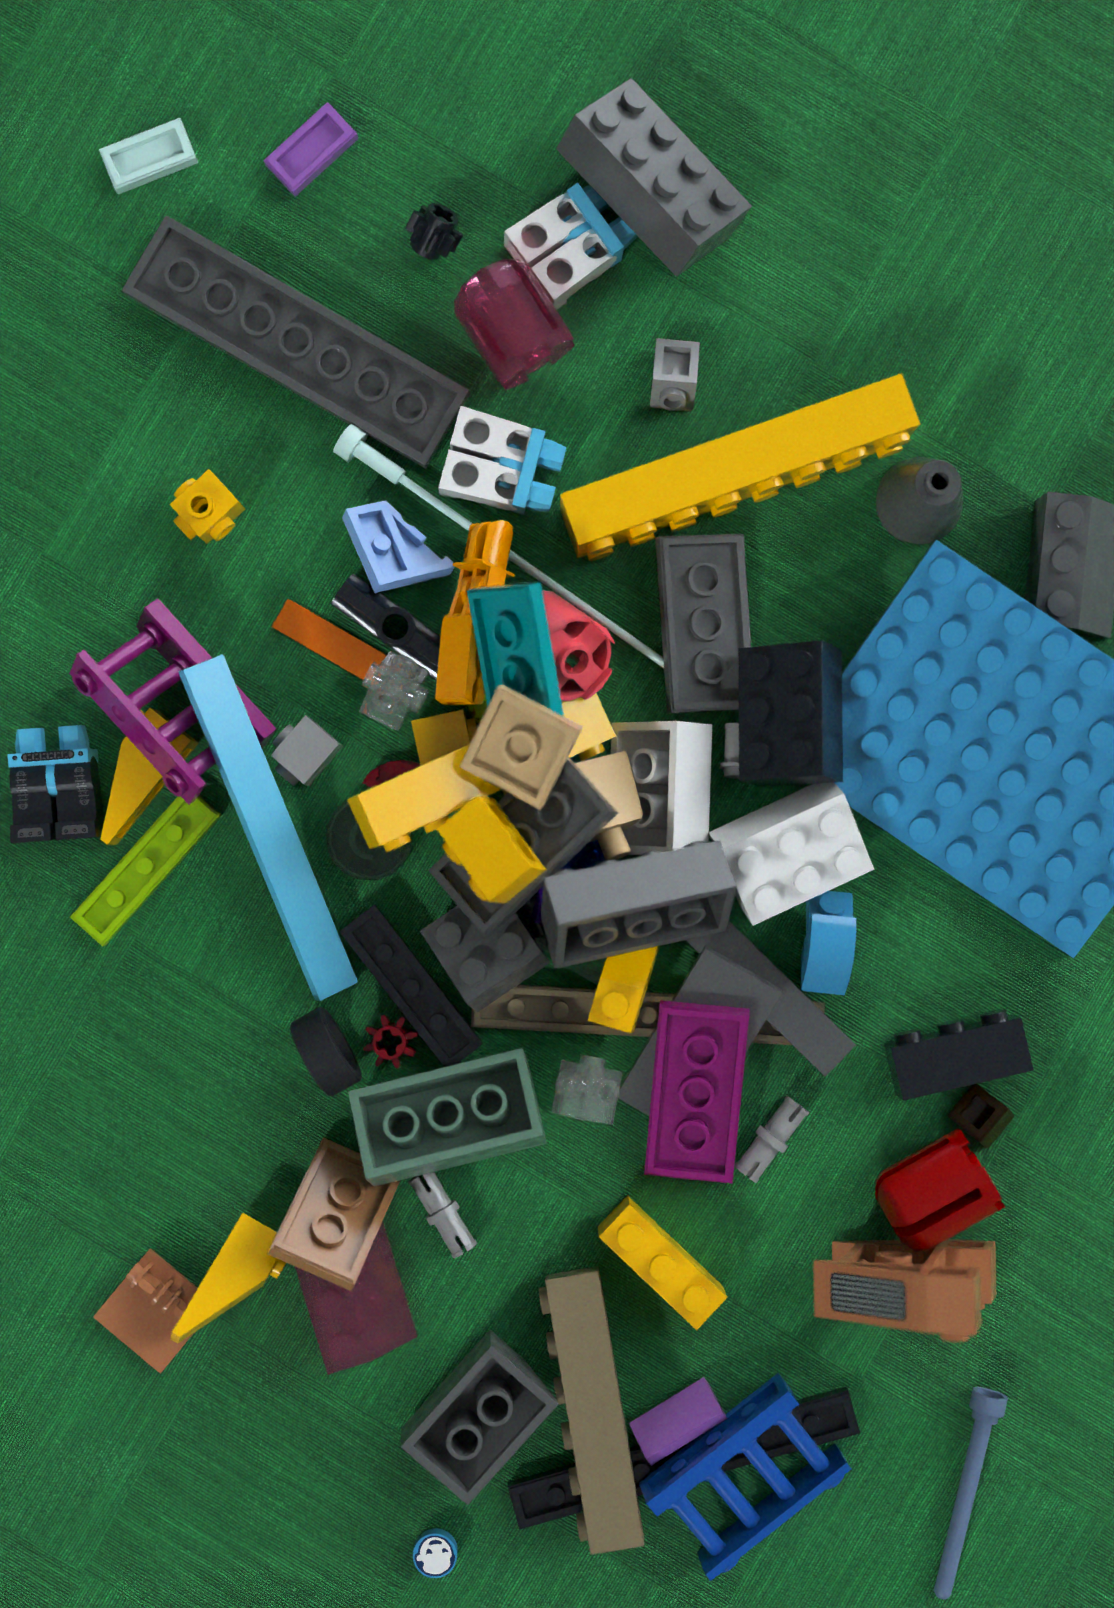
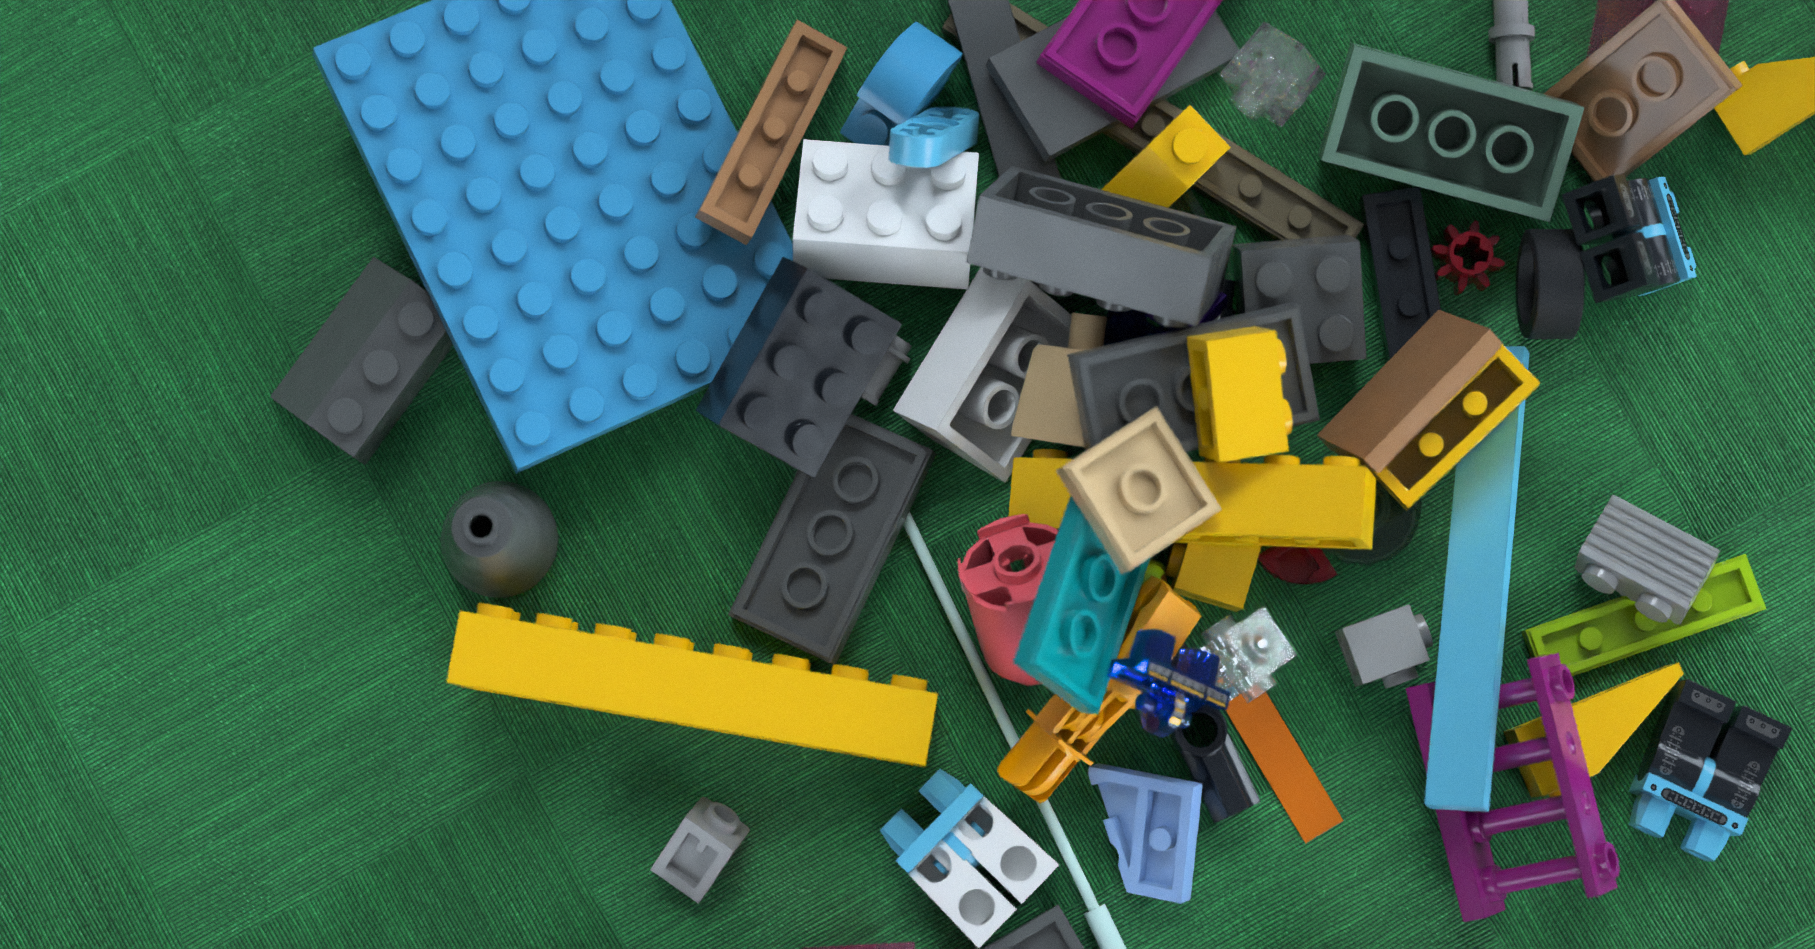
camera: 150 degrees left, 5 degrees down
(164, 900) = (1645, 561): none -> light grey brick
(279, 1119) = (1639, 235): none -> black hips
(338, 915) = (1458, 427): none -> yellow brick
(379, 922) = (1410, 390): none -> medium nougat tile
(449, 638) = (1167, 691): none -> clear blue hips
(789, 917) = (933, 136): none -> medium azure beam
(897, 864) = (771, 132): none -> medium nougat plate

